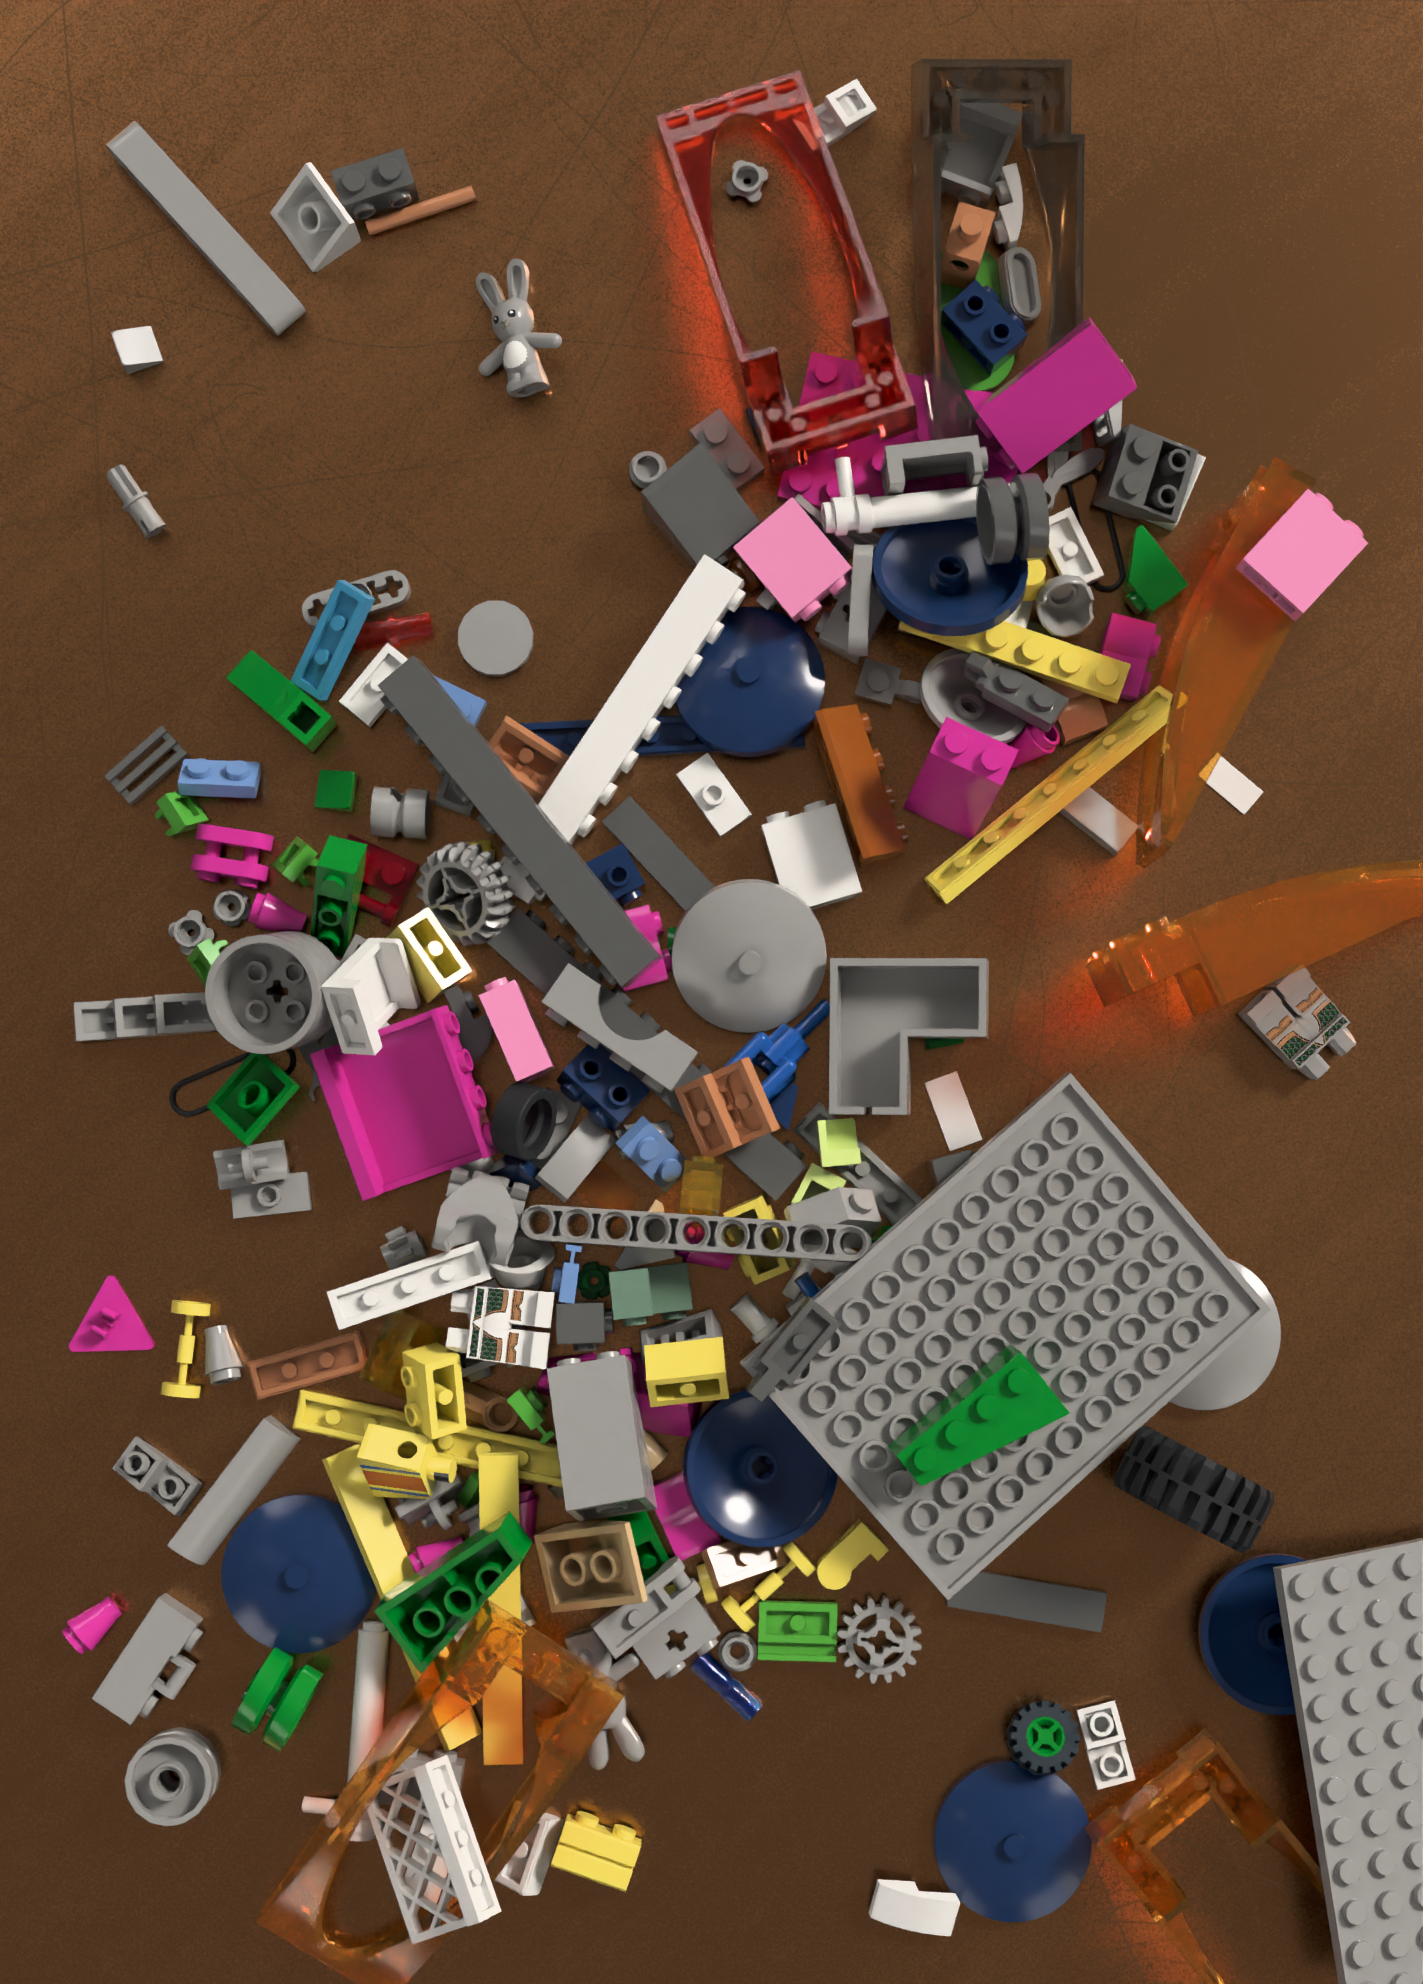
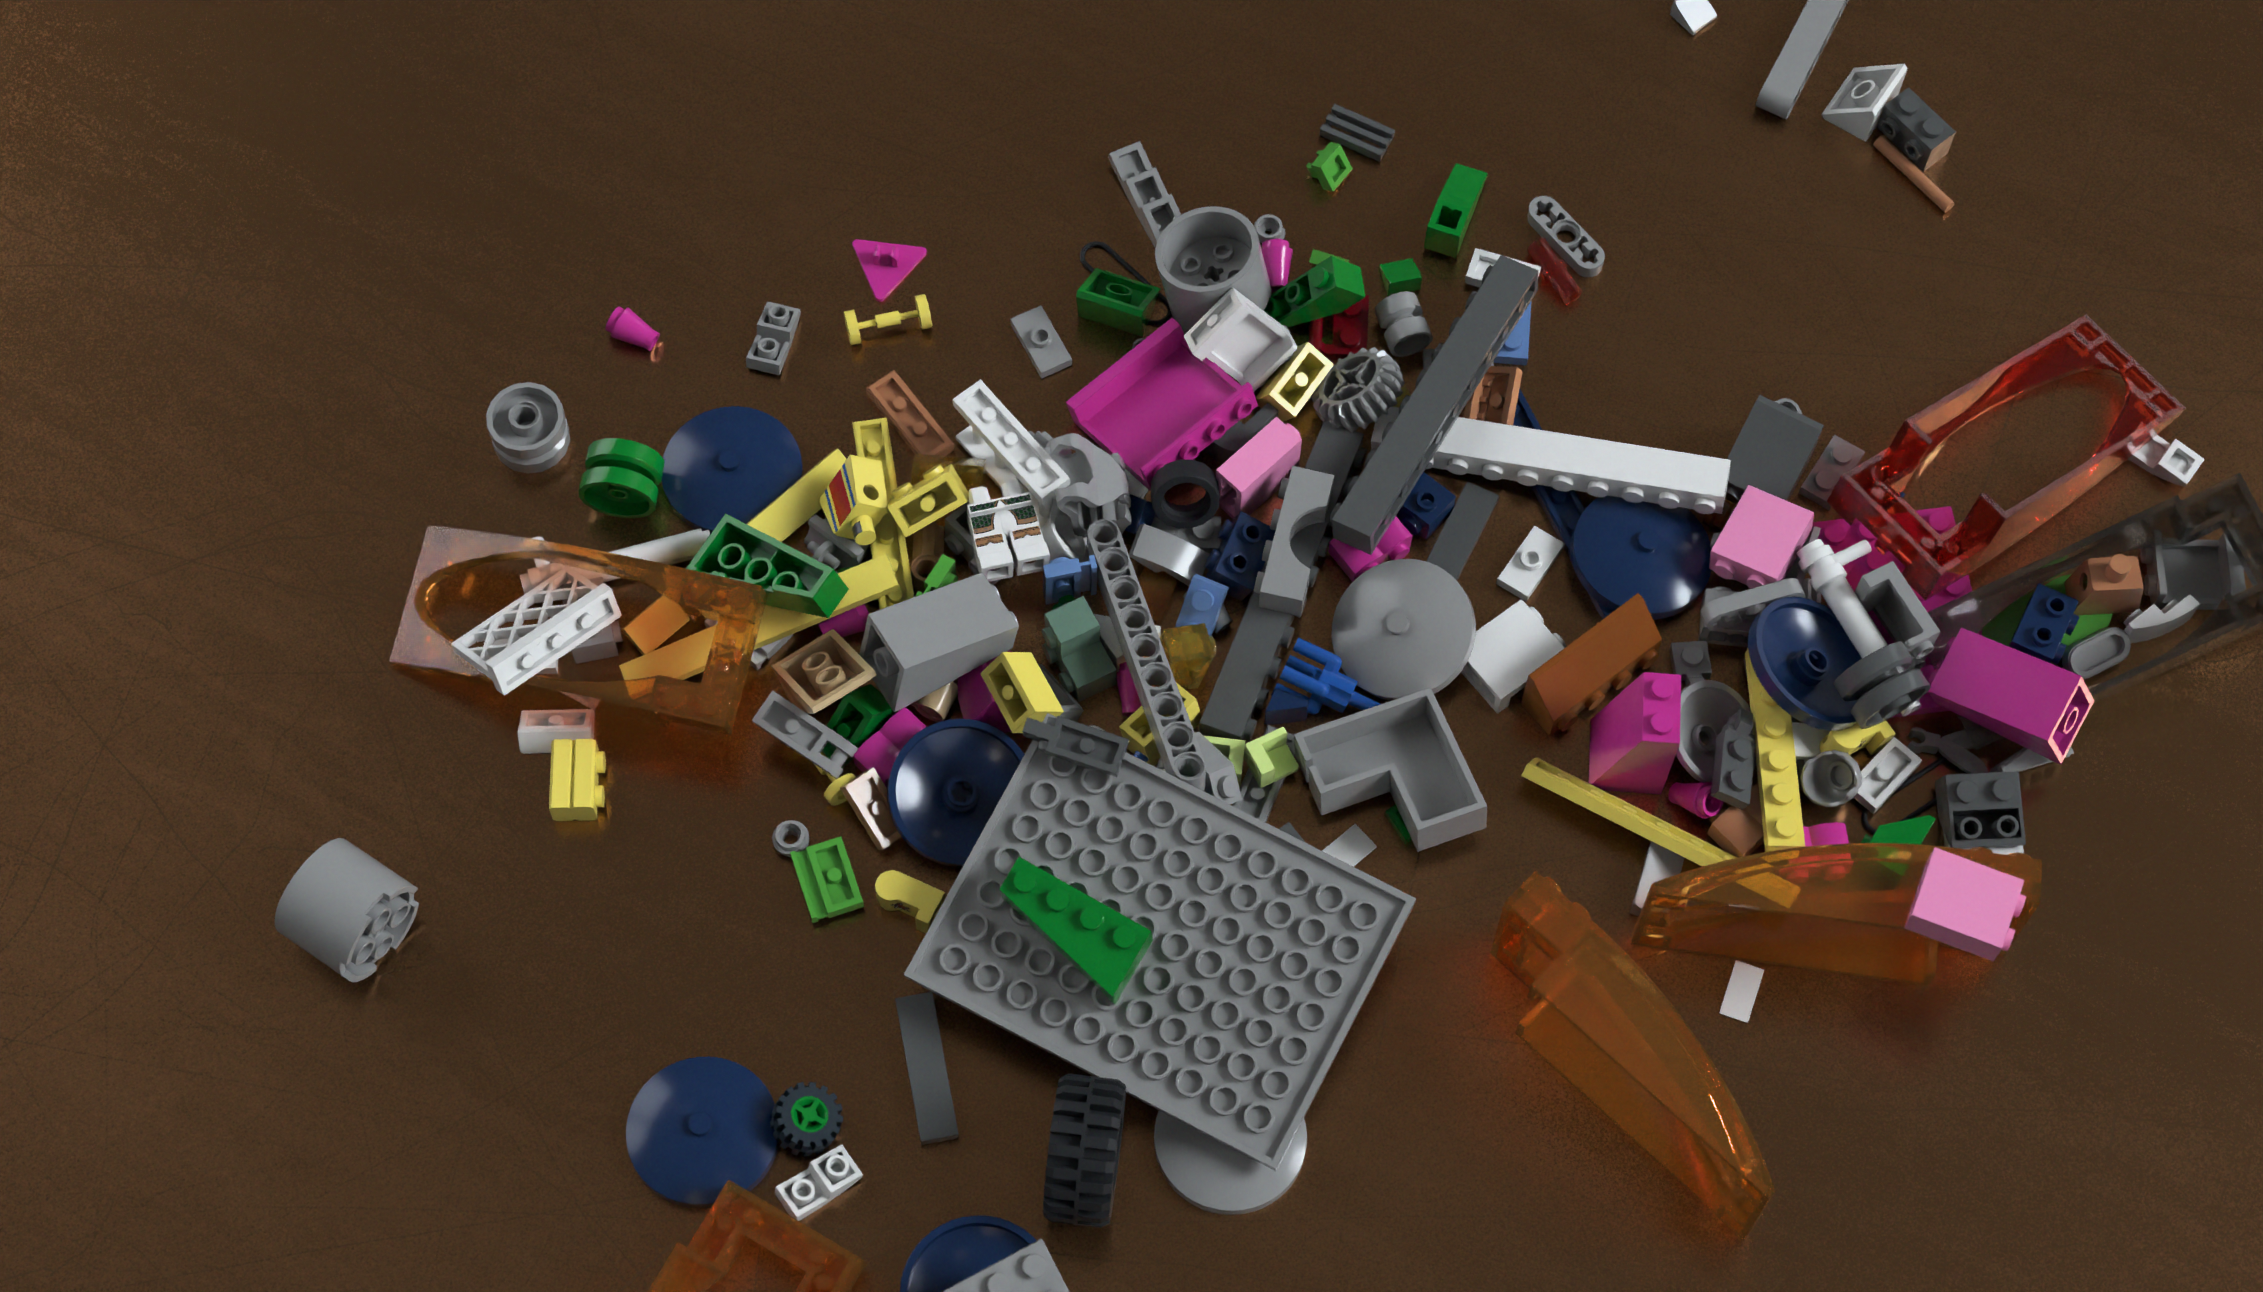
camera: 70 degrees right, 20 degrees down
(135, 501) = (1568, 51): light grey axle -> none
(136, 1674) = (618, 380): light grey piece -> none
(180, 929) = (1238, 201): light grey plate -> none
(219, 778) = (1371, 185): medium blue plate -> none
(221, 1357) = (889, 349): light grey cone -> none
(234, 1491) = (784, 393): light grey brick -> none
(246, 872) = (1296, 205): dark pink brick -> none
(251, 1164) = (1061, 314): light grey hips -> none
(332, 640) = (1523, 223): dark azure plate -> none
(495, 638) = (1584, 350): light grey tile -> none
(513, 326) = (1852, 270): light grey animal -> none
(583, 1324) = (1029, 600): dark grey brick -> none
(589, 1648) = (707, 745): light grey animal -> none
(668, 1658) = (777, 762): light grey brick -> none
(726, 1108) = (1263, 649): nougat slope -> none
(729, 1689) = (755, 841): clear blue piece -> none
(747, 170) = (2073, 399): light grey plate -> none
(767, 1586) = (826, 823): light yellow wheel -> none
(897, 1643) = (829, 952): light grey gear -> none
(914, 1910) = (612, 1062): white slope -> none
(1298, 1023) = (1548, 1131): light grey hips -> none

